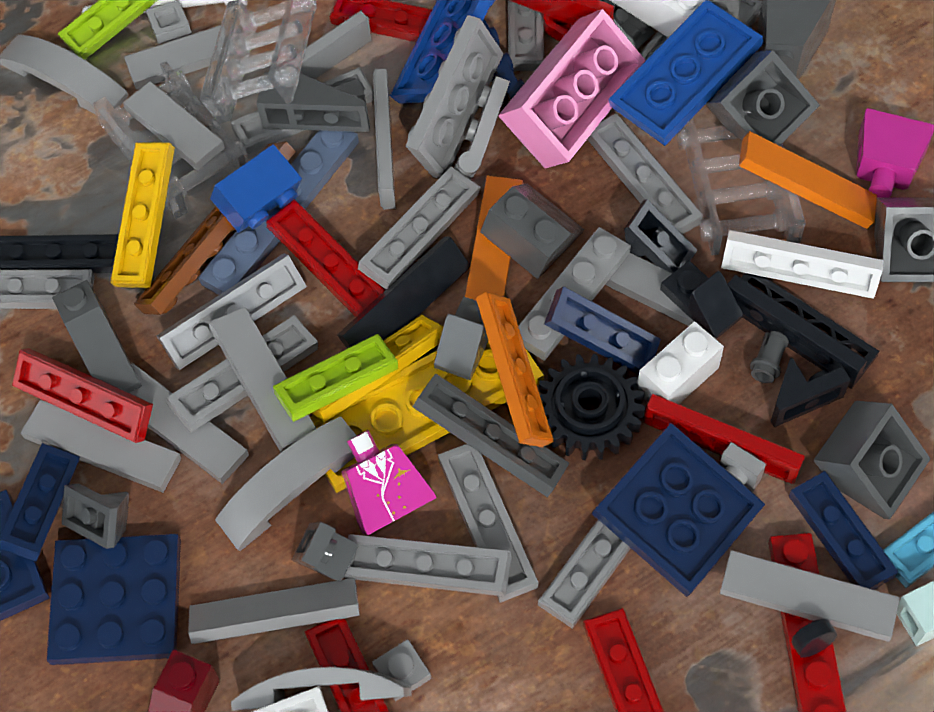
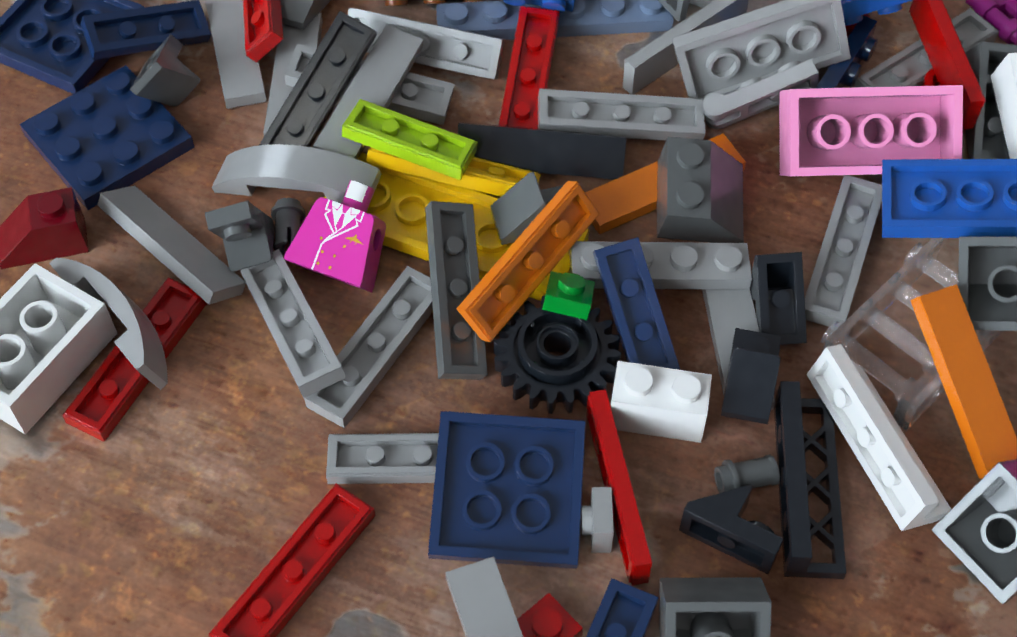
camera: 50 degrees right, 5 degrees down
(224, 409) = (321, 83): none -> black tile
(319, 510) = (287, 217): none -> dark grey pin
(404, 665) = (188, 371): light grey plate -> none
(559, 364) = (569, 295): none -> green plate

